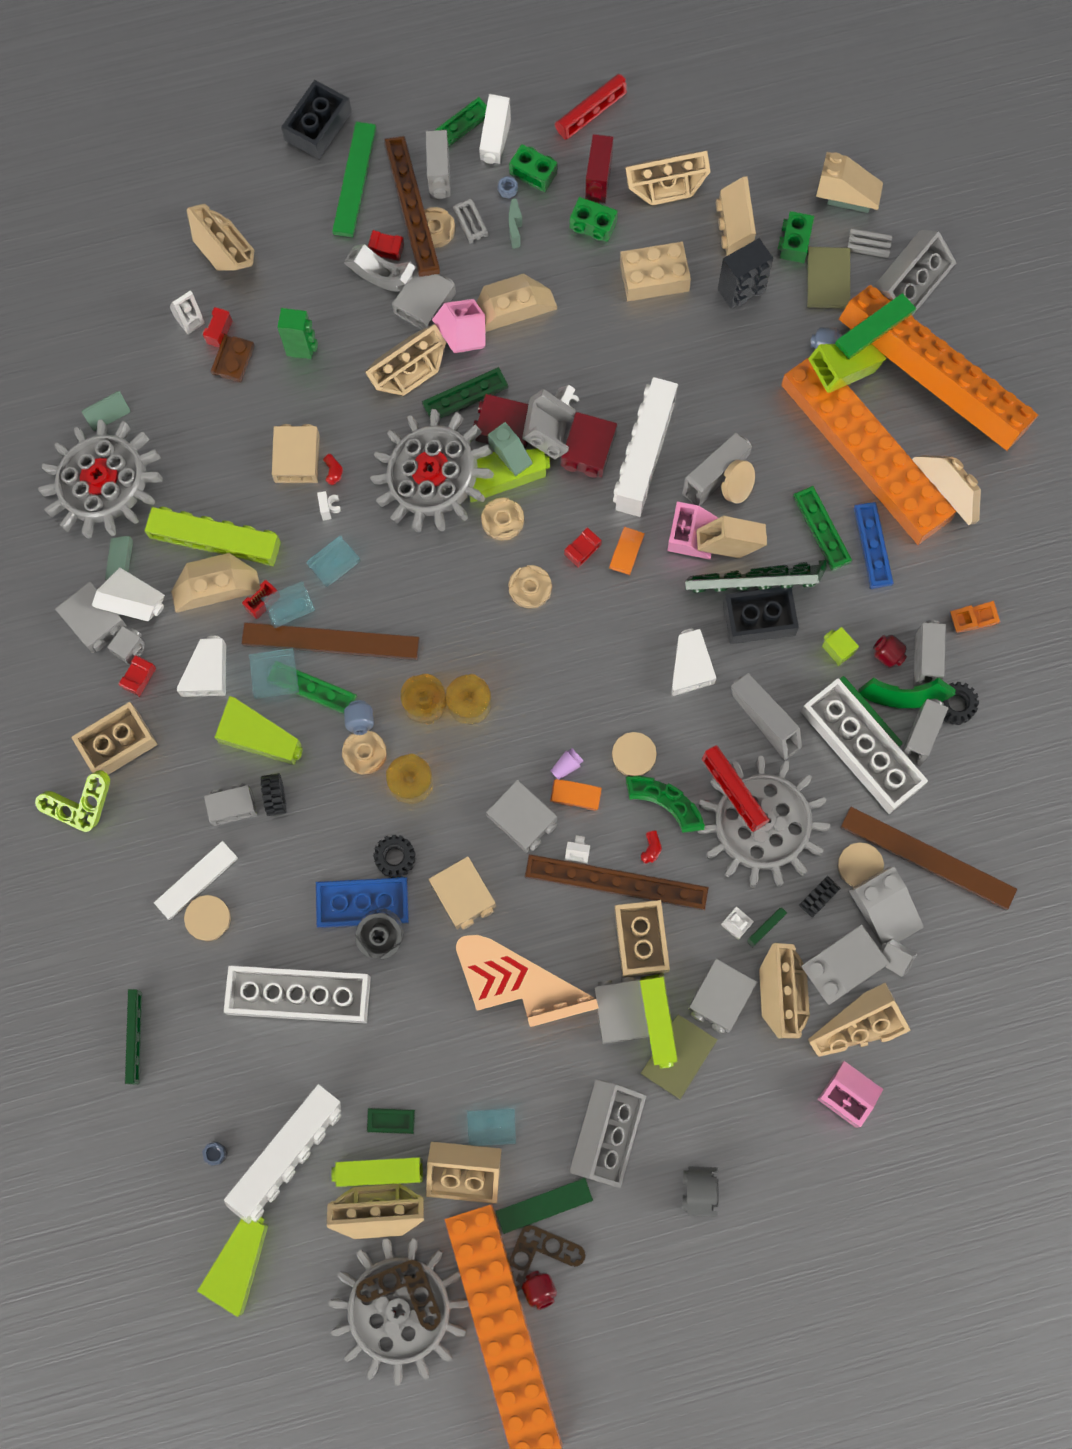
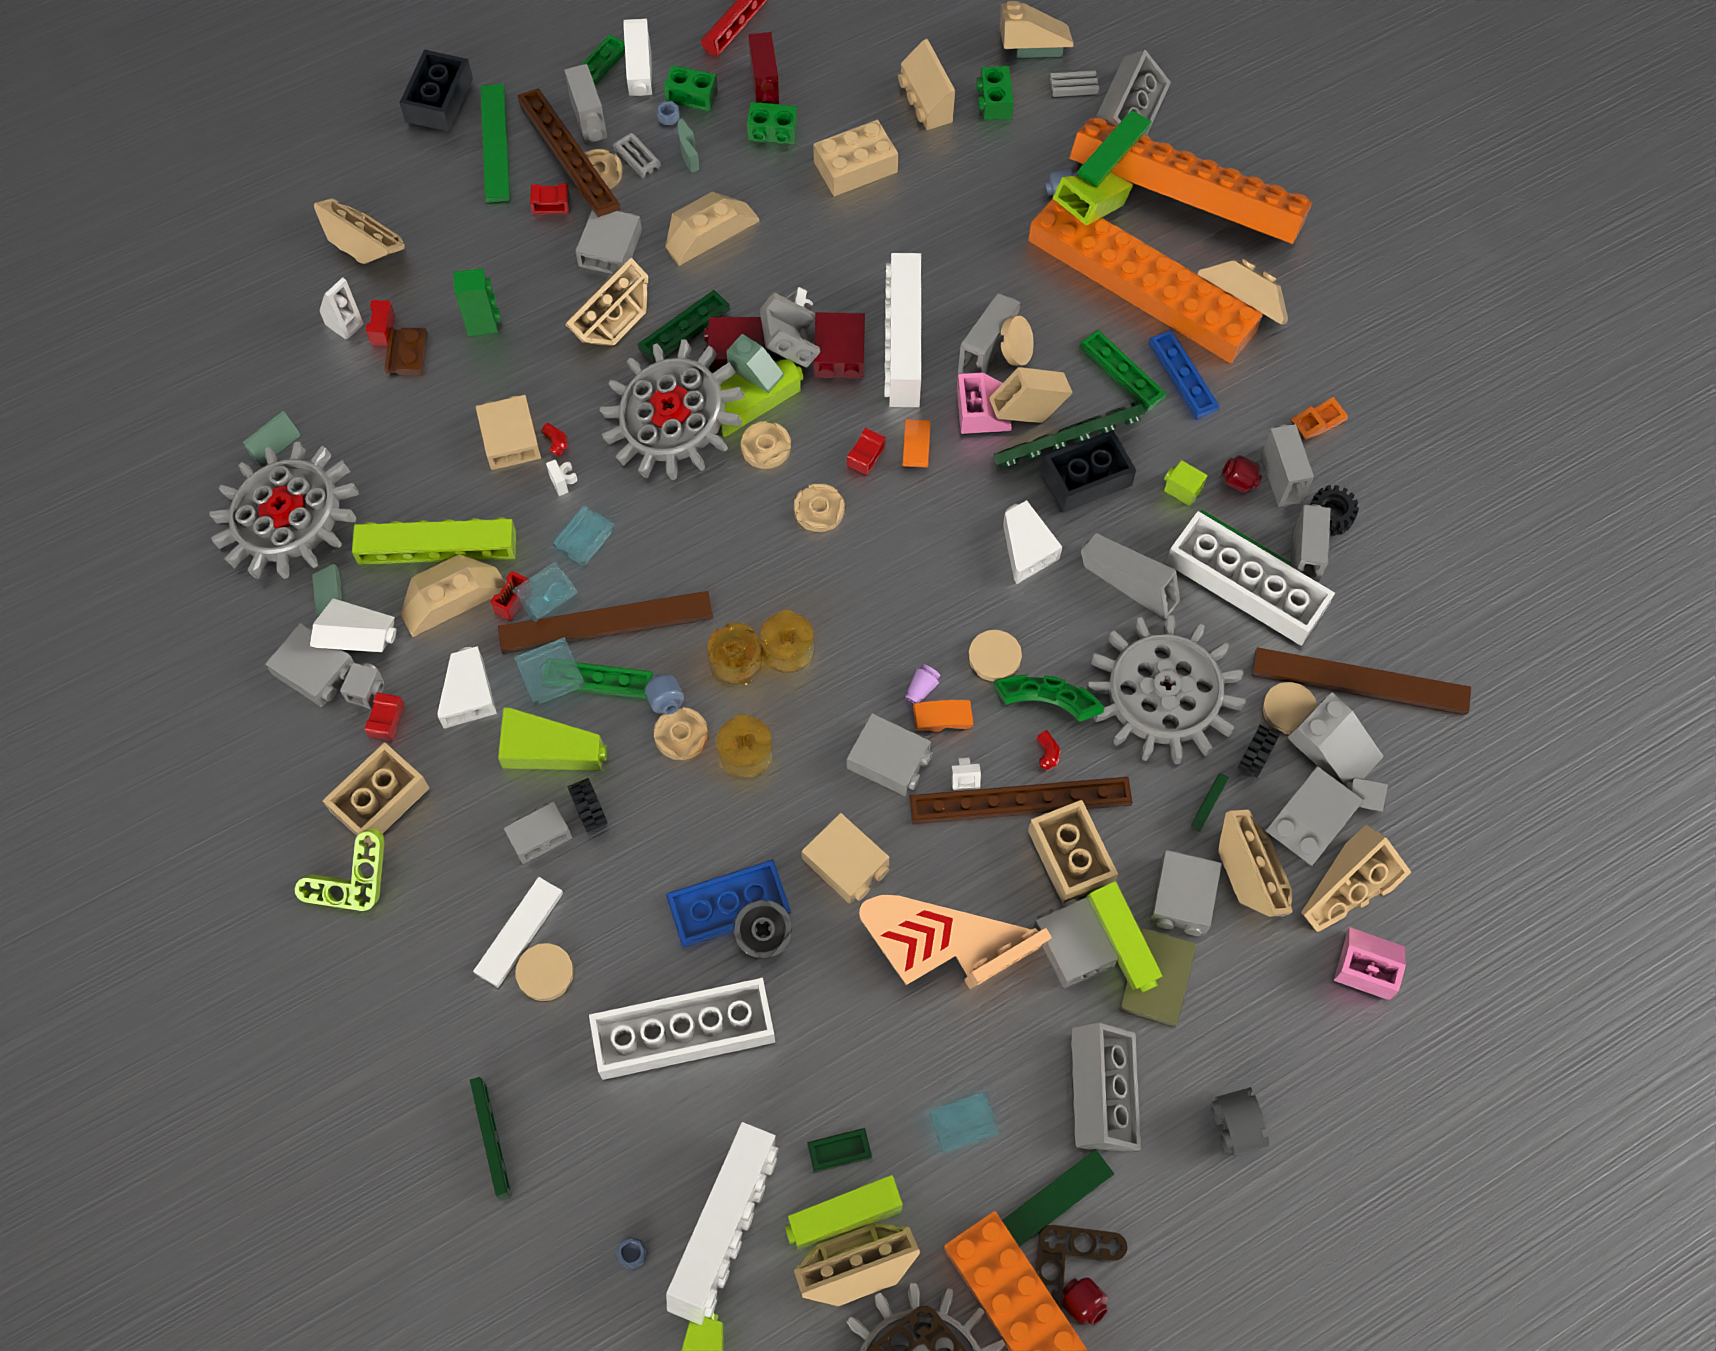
camera: 20 degrees left, 10 degrees down
(377, 270) = (550, 225): light grey arch -> none
(389, 843) = (747, 823): black tyre -> none
(461, 325) = (660, 254): bright pink slope -> none
(463, 1172) = (948, 1185): tan slope -> none
(668, 177) = (841, 64): tan wedge -> none
(734, 788) = (1124, 657): red brick -> none
(737, 923) = (1174, 808): white tile -> none
(745, 273) = (955, 133): black brick -> none
(828, 277) = (1042, 125): olive tile -> none
(905, 698) = (1265, 520): green tile -> none

